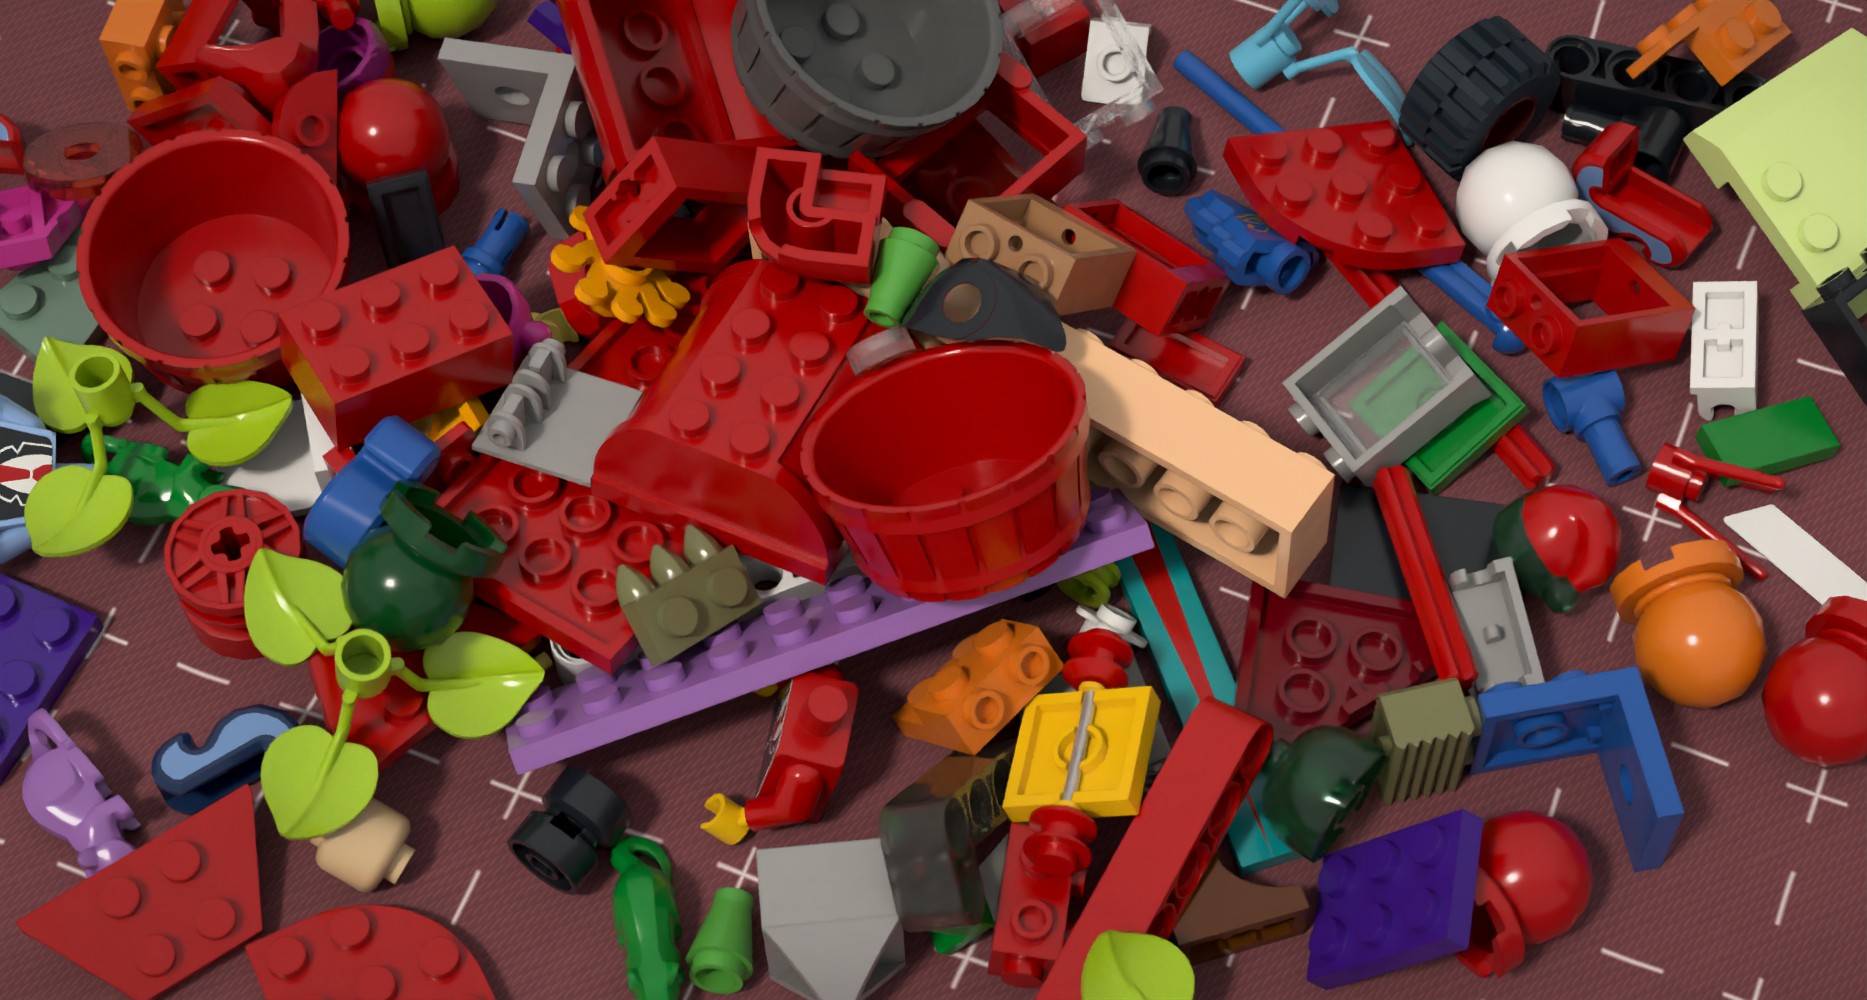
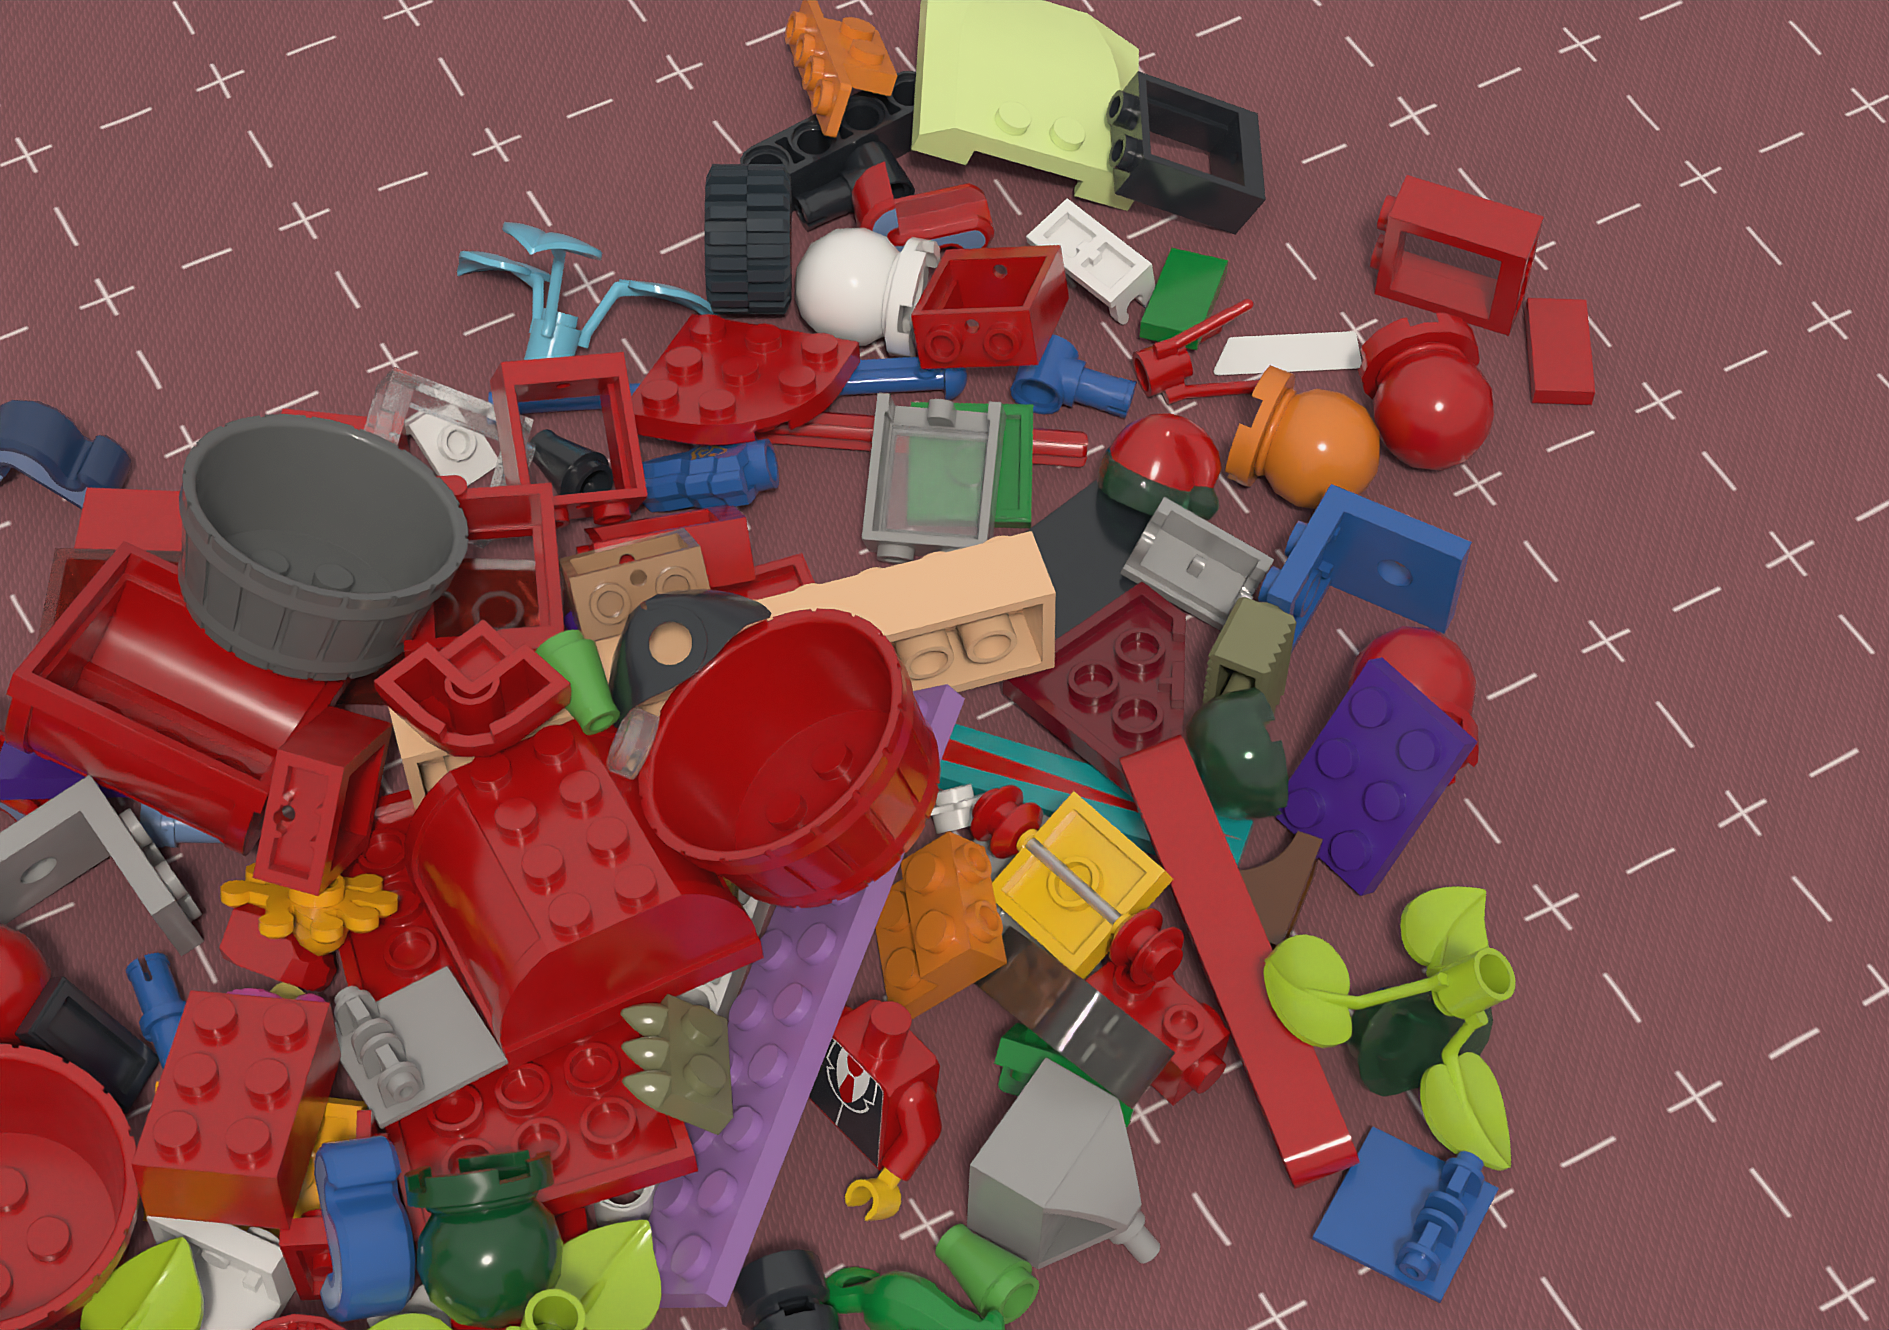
camera: 55 degrees left, 5 degrees down
(1195, 71) = (572, 378): none -> red window
(1424, 576) = (1124, 575): red axle -> none

